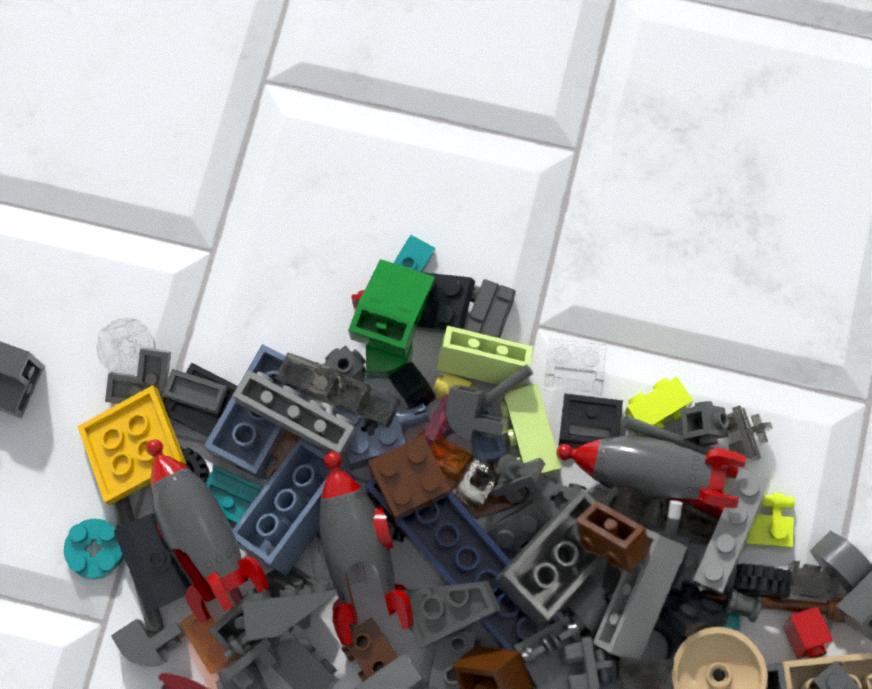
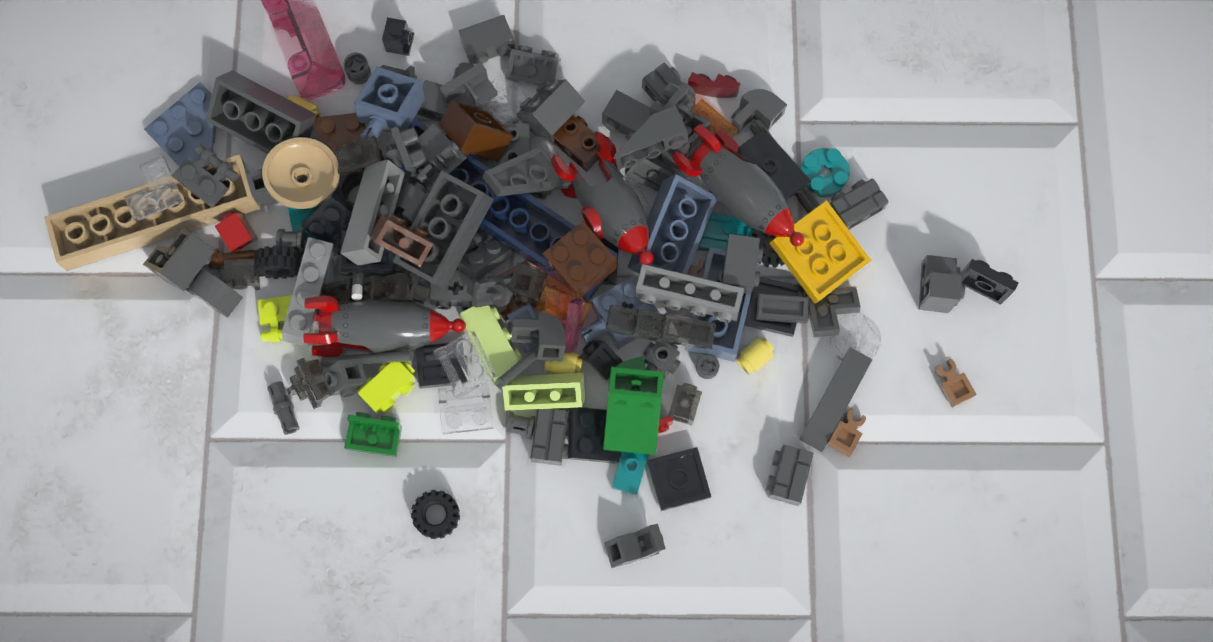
camera: 160 degrees right, 0 degrees up
(34, 268) = (956, 387): none -> medium nougat plate
(69, 497) = (860, 203): none -> dark grey brick
(167, 283) = (835, 399): none -> dark grey slope
(171, 244) = (845, 434): none -> medium nougat plate
(226, 438) = (741, 262): none -> dark grey brick
(239, 350) = (755, 355): none -> light yellow brick
(243, 216) = (790, 474): none -> dark grey brick
(297, 343) = (704, 373): none -> dark grey bush
(333, 305) = (692, 395): none -> clear smoke brick
(361, 239) = (679, 479): none -> black plate
(426, 181) = (635, 546): none -> dark grey brick
(517, 332) = (520, 425): none -> dark grey bush
(557, 408) = (472, 361): none -> clear plate
(634, 245) = (419, 514): none -> black tyre
(683, 359) = (373, 435): none -> green bracket
(779, 413) = (283, 408): none -> dark grey pin

